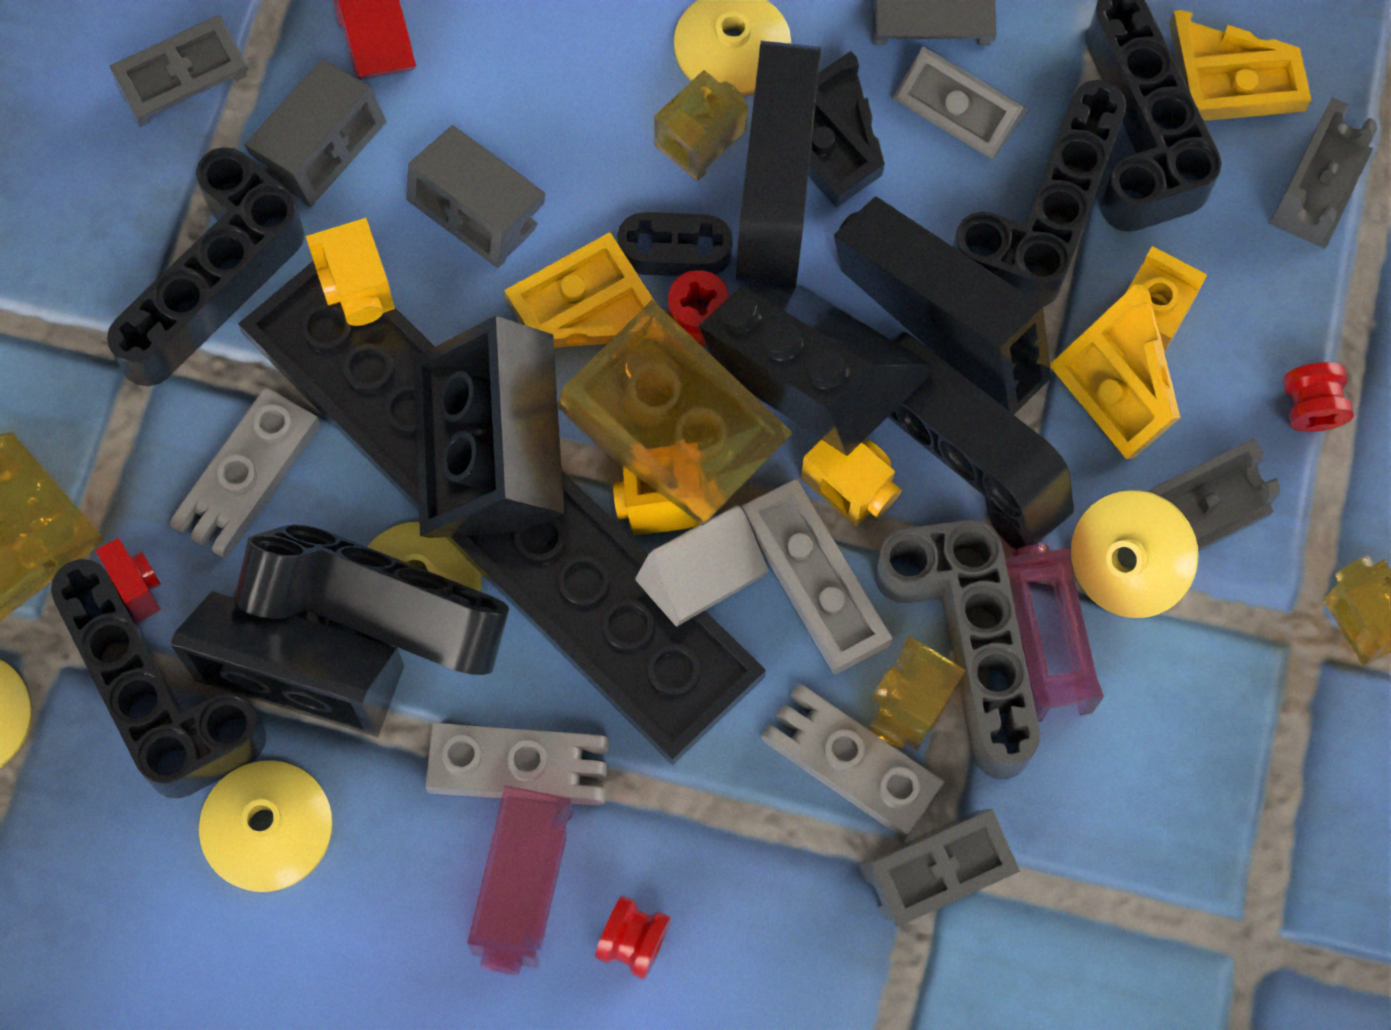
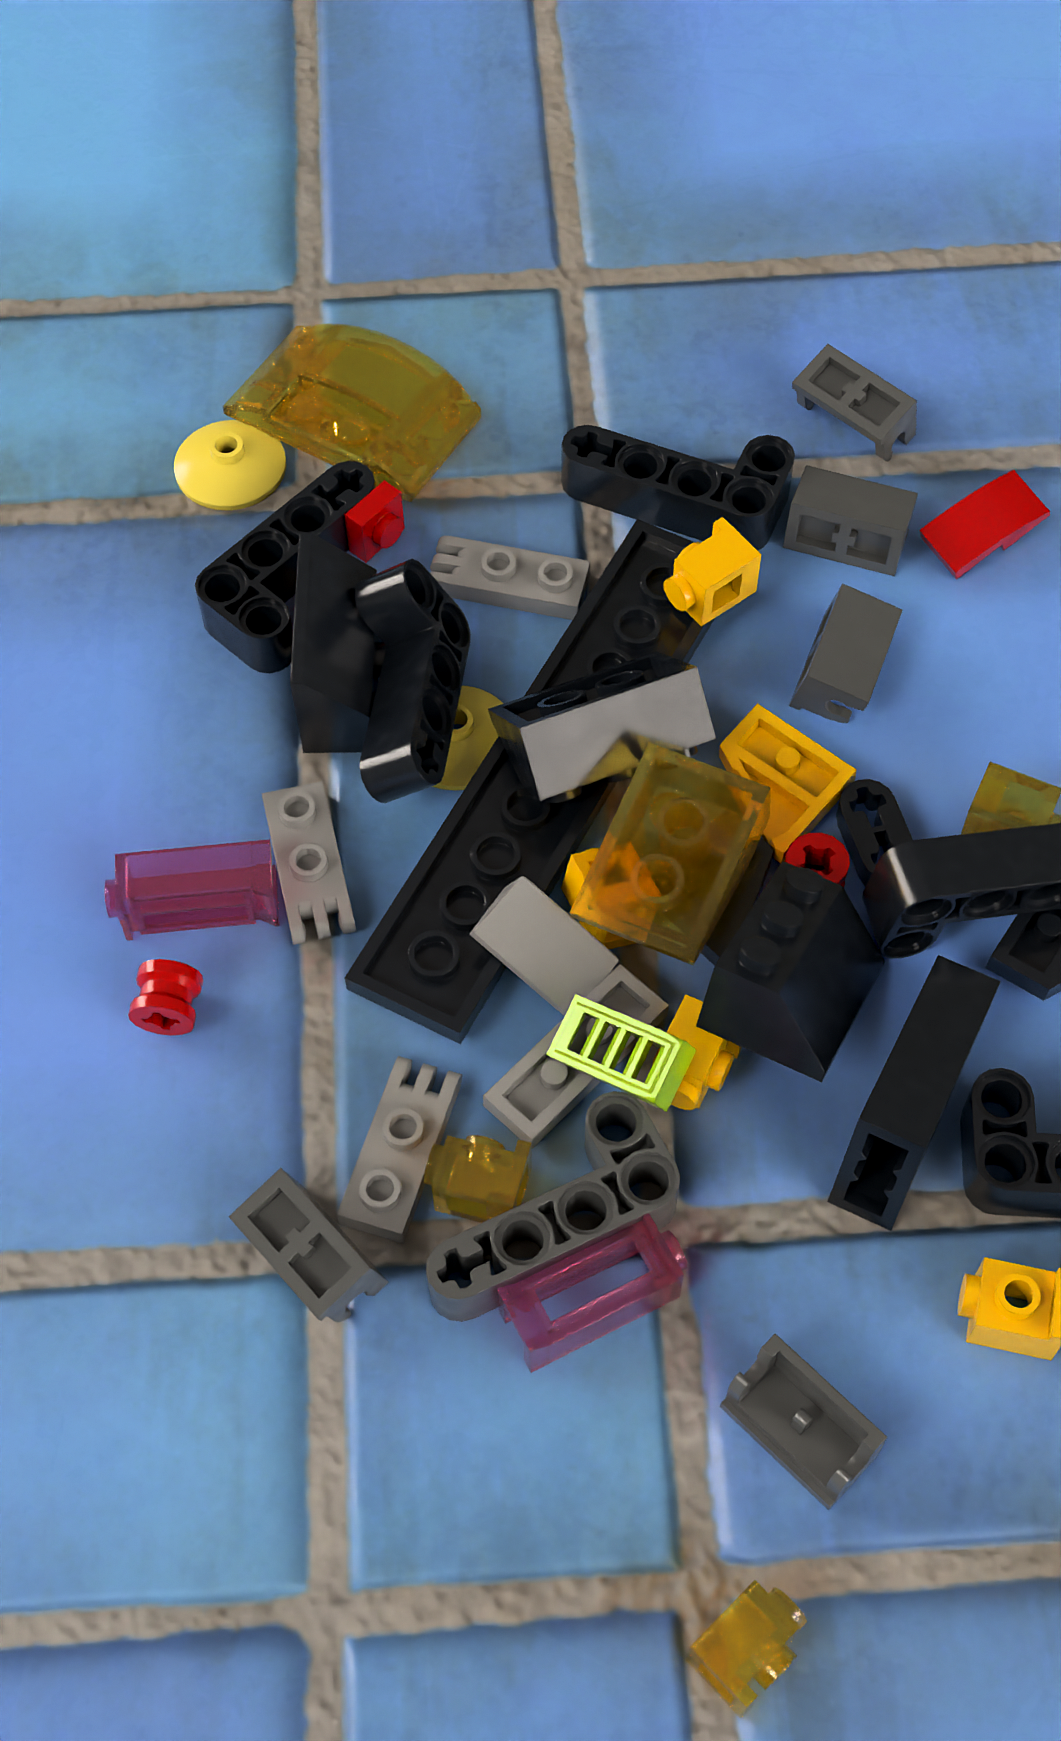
camera: 75 degrees right, 10 degrees down
(285, 850) = (199, 713): light yellow dish -> none
(891, 492) = (665, 1073): none -> lime slope
(990, 449) = (762, 1164): black beam -> none
(1122, 374) = (913, 1287): yellow wing -> none
(1157, 536) = (710, 1353): light yellow dish -> none
(1318, 397) = (982, 1516): red wheel -> none

